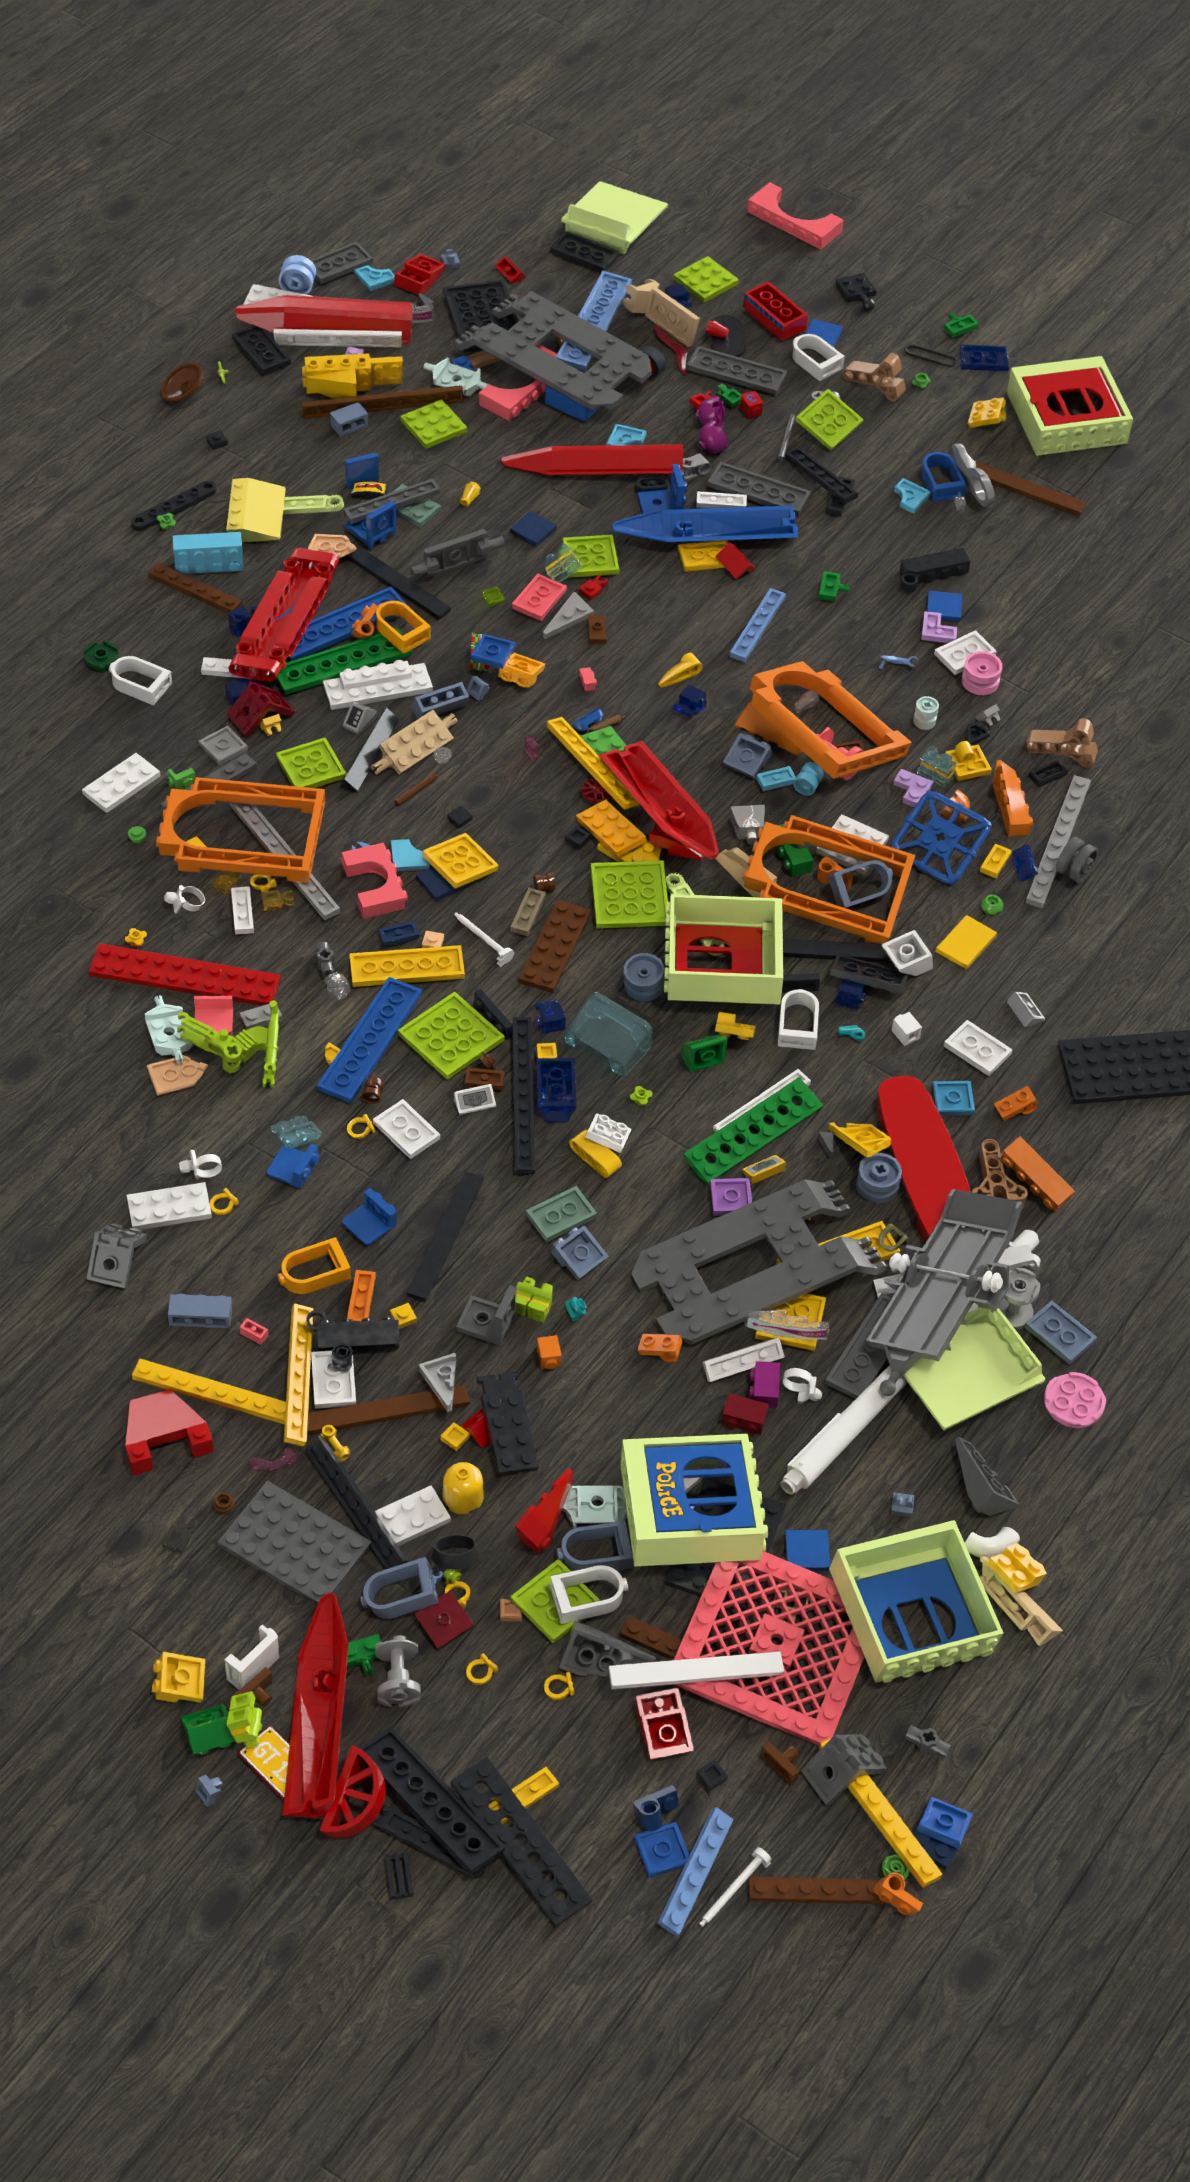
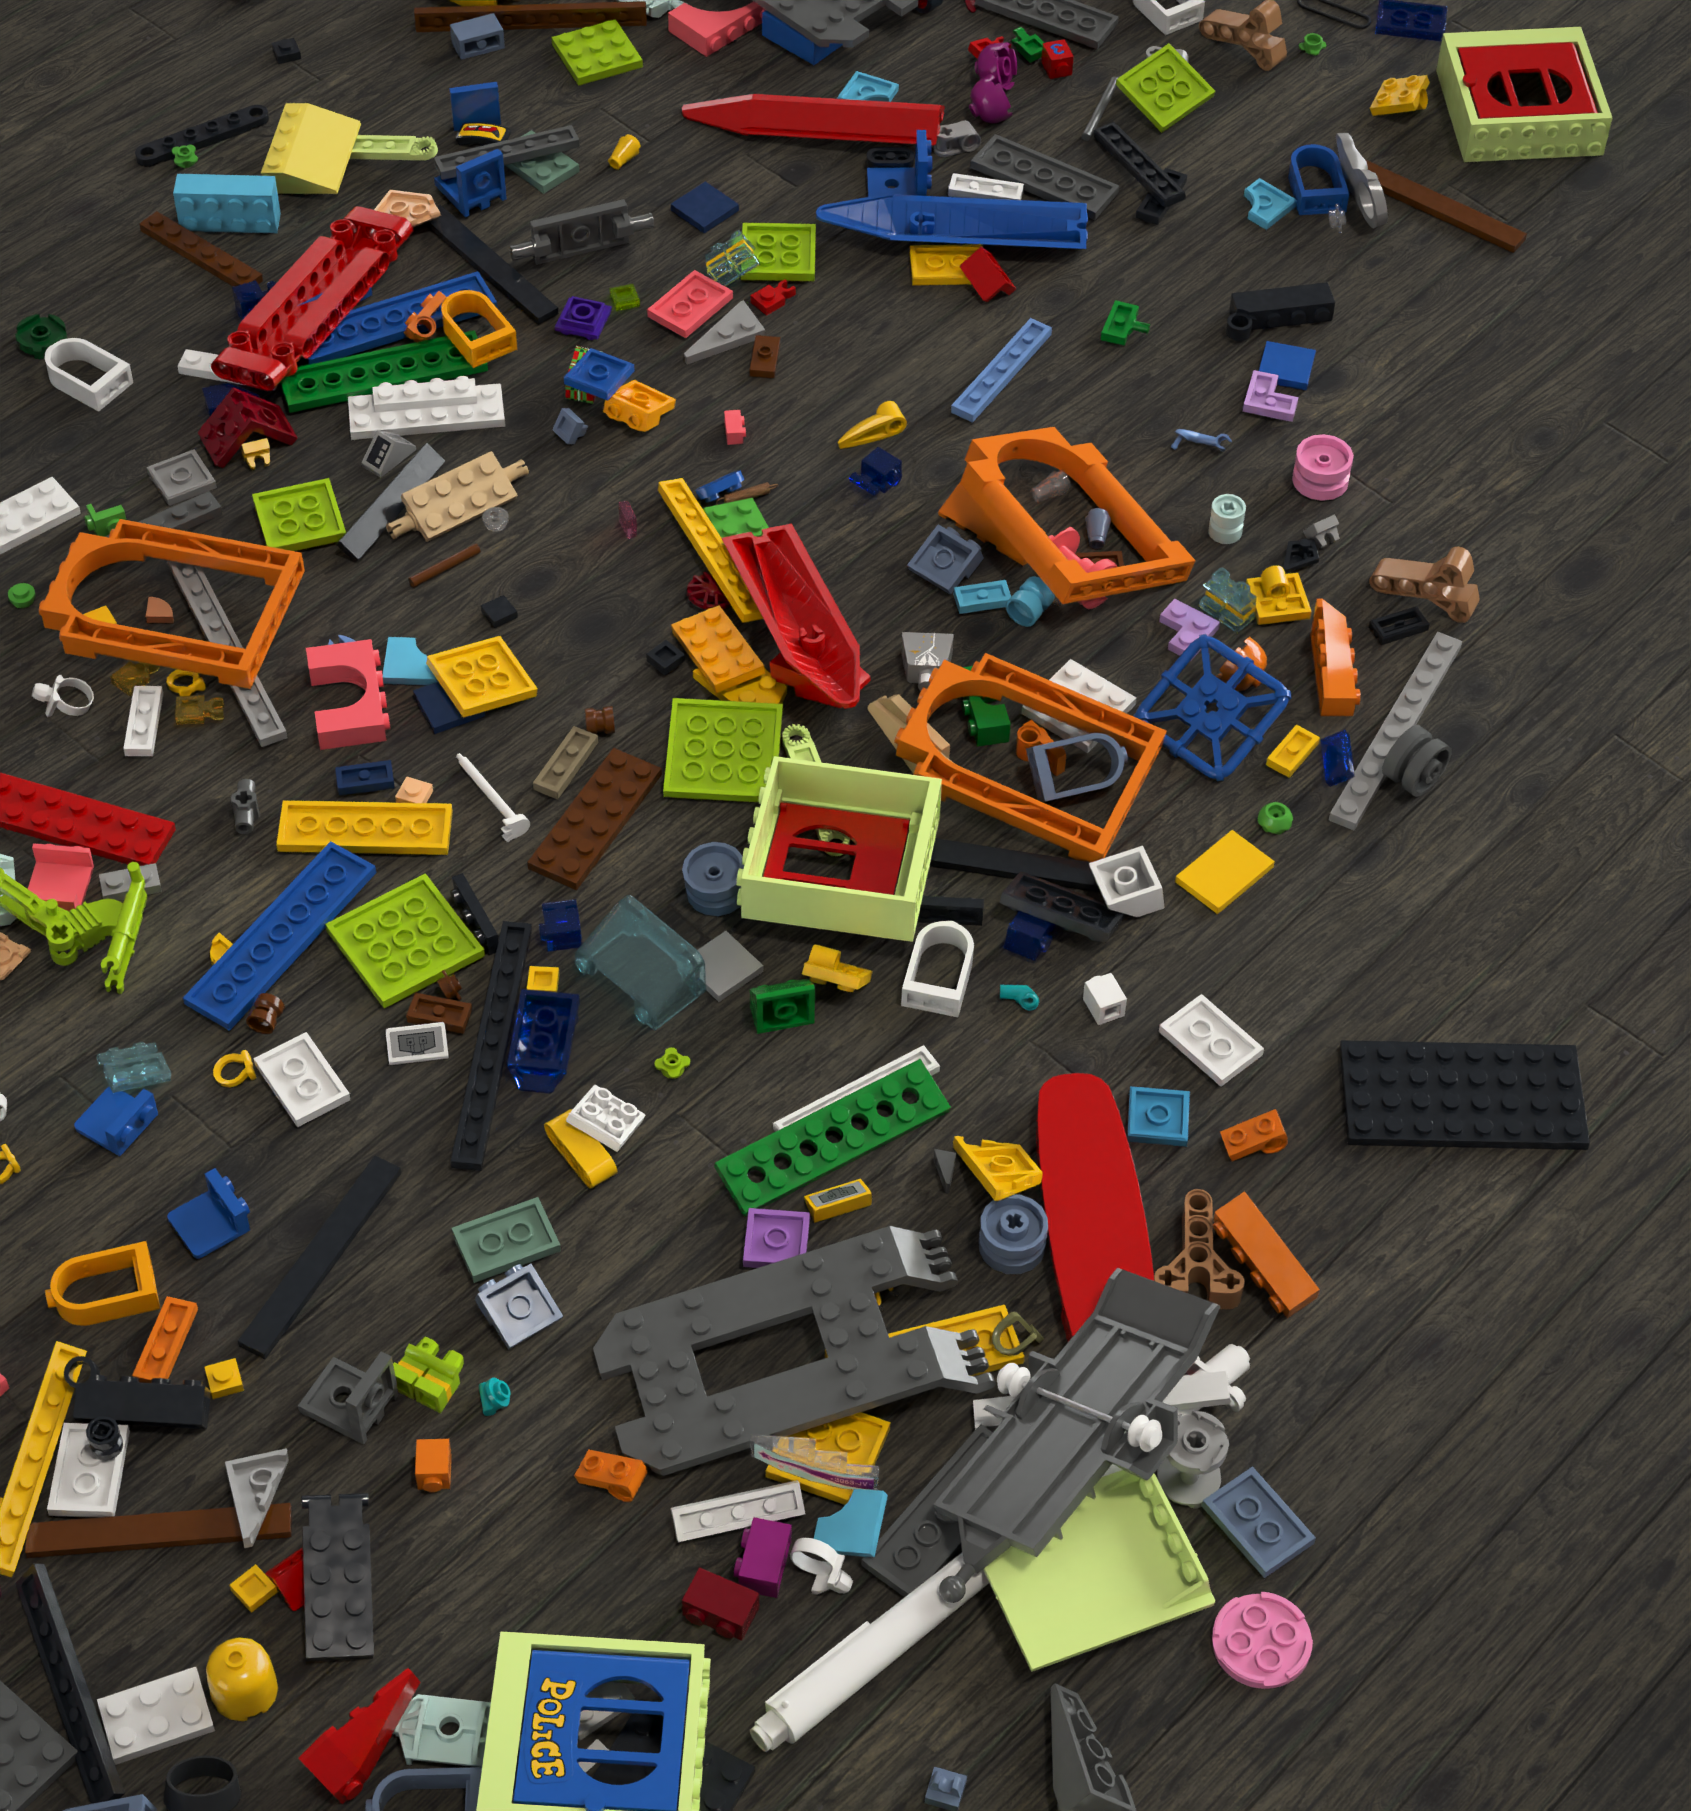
camera: 10 degrees right, 0 degrees up
(232, 837) = (158, 611): none -> nougat tile
(329, 1434) = (57, 1563): yellow bar -> none
(335, 985) = (251, 848): clear head -> none
(440, 700) = (509, 439): sand blue brick -> none
(473, 618) = (589, 326): none -> dark purple piece
(664, 1030) = (727, 966): none -> light grey tile
(819, 1358) = (856, 1526): none -> medium azure tile
(842, 724) = (1097, 527): none -> sand blue cone
(955, 653) = (1287, 433): white plate -> none
(1025, 1009) = (1298, 985): light grey slope -> none

